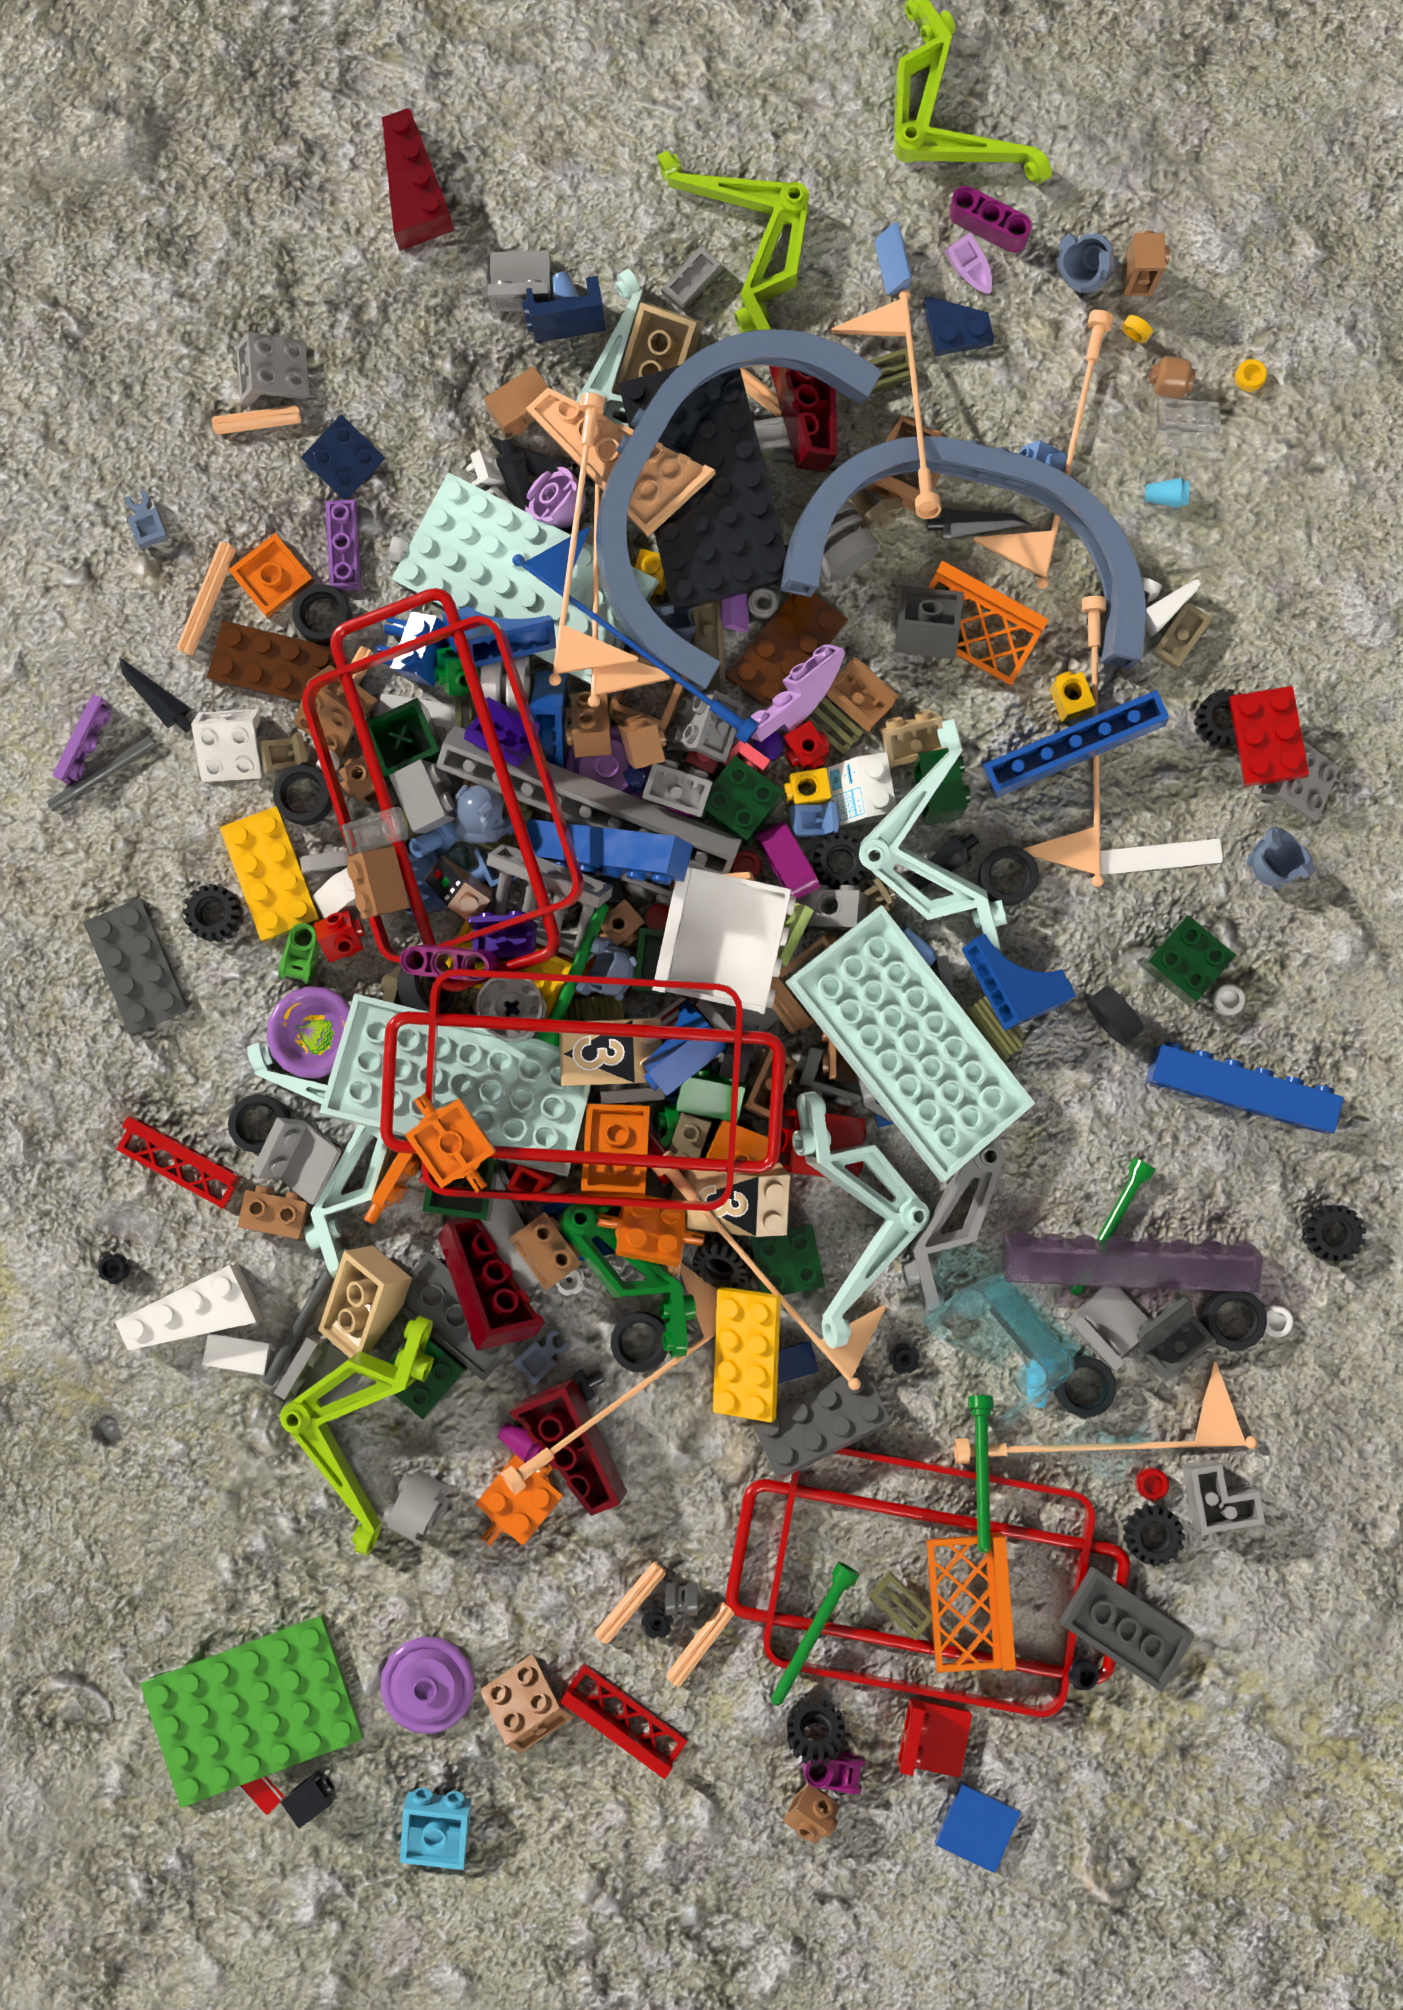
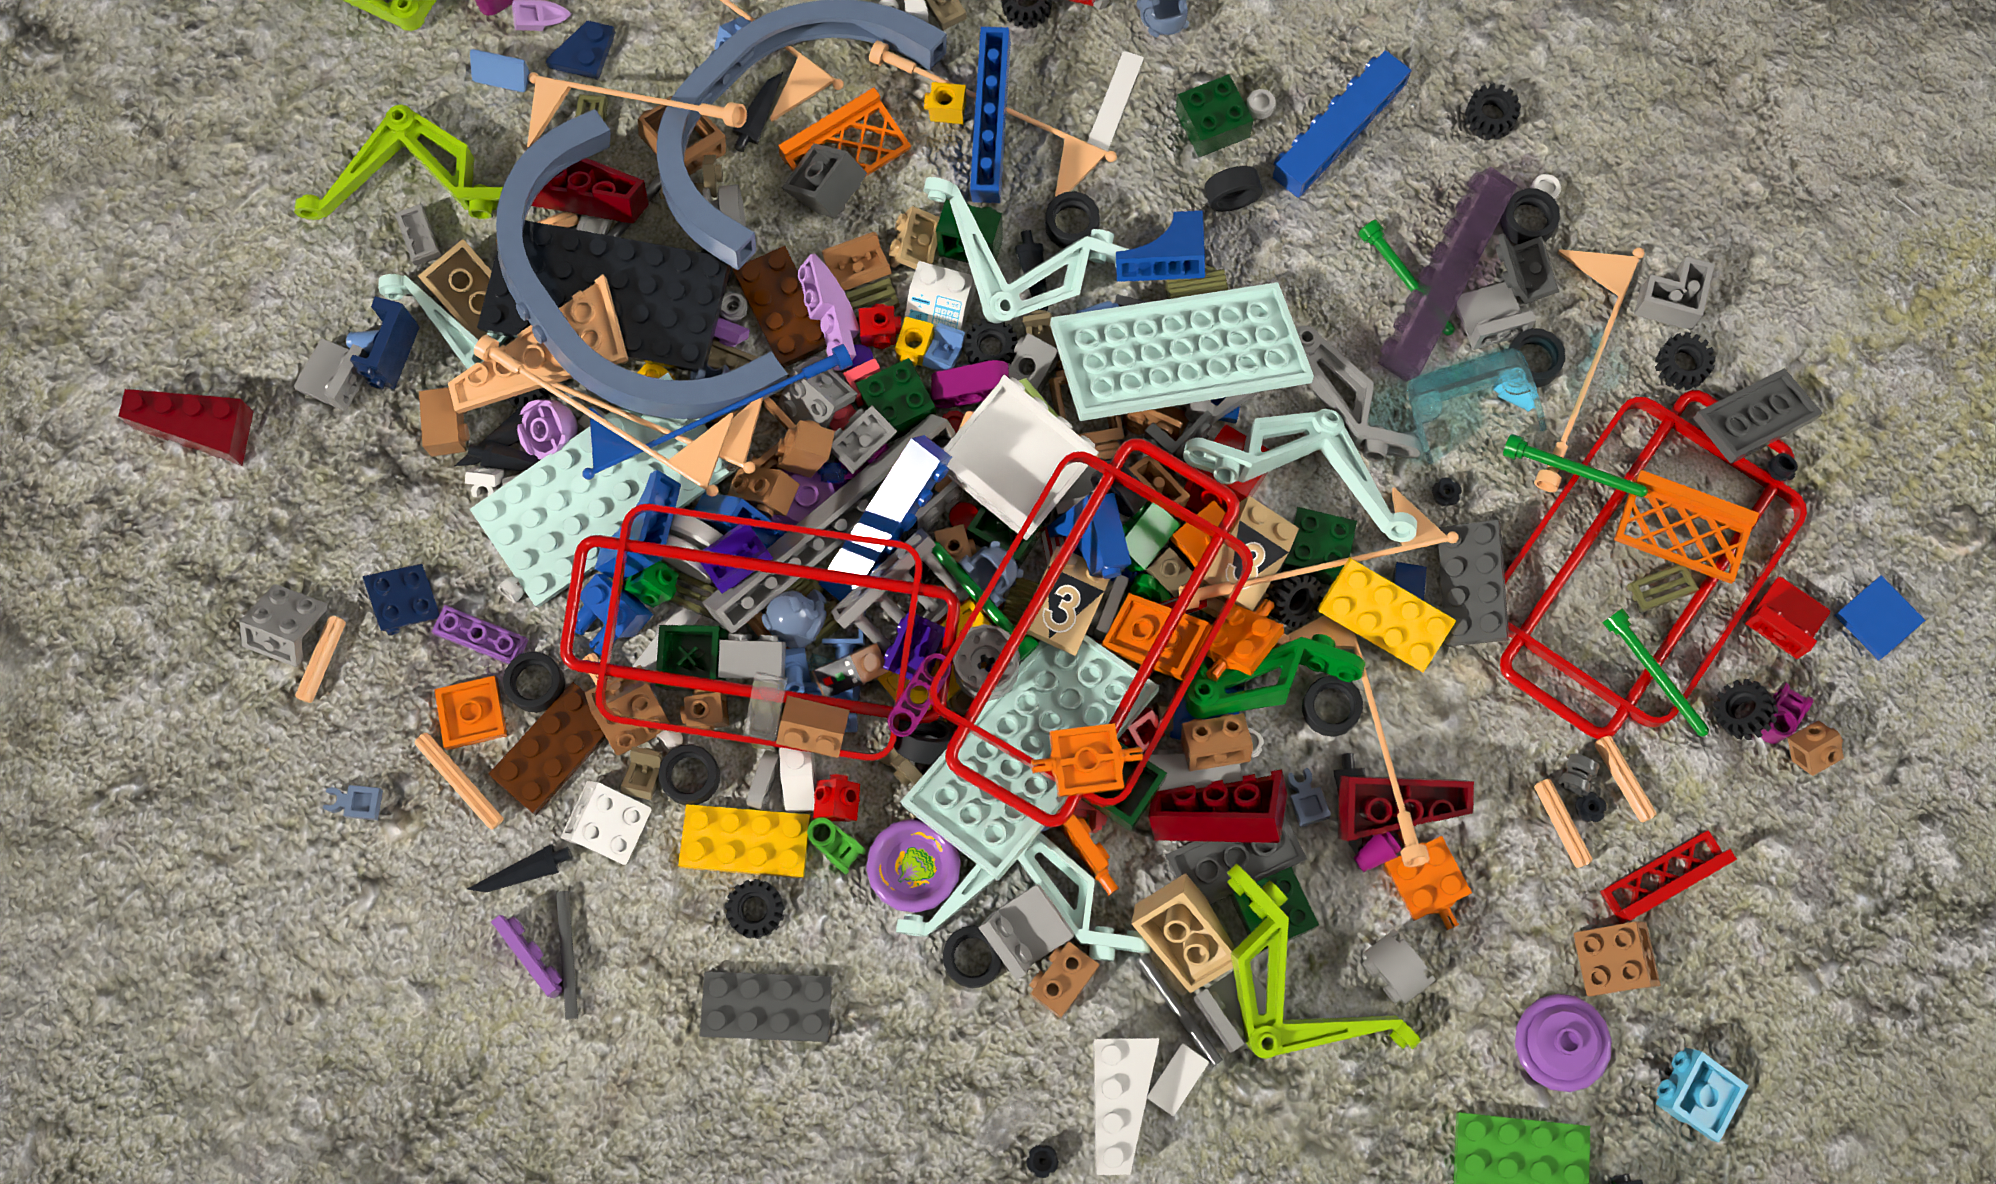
camera: 65 degrees left, 10 degrees down
(179, 1151) = (963, 1041): red fence -> none
(1152, 1483) = (1640, 345): red tile -> none

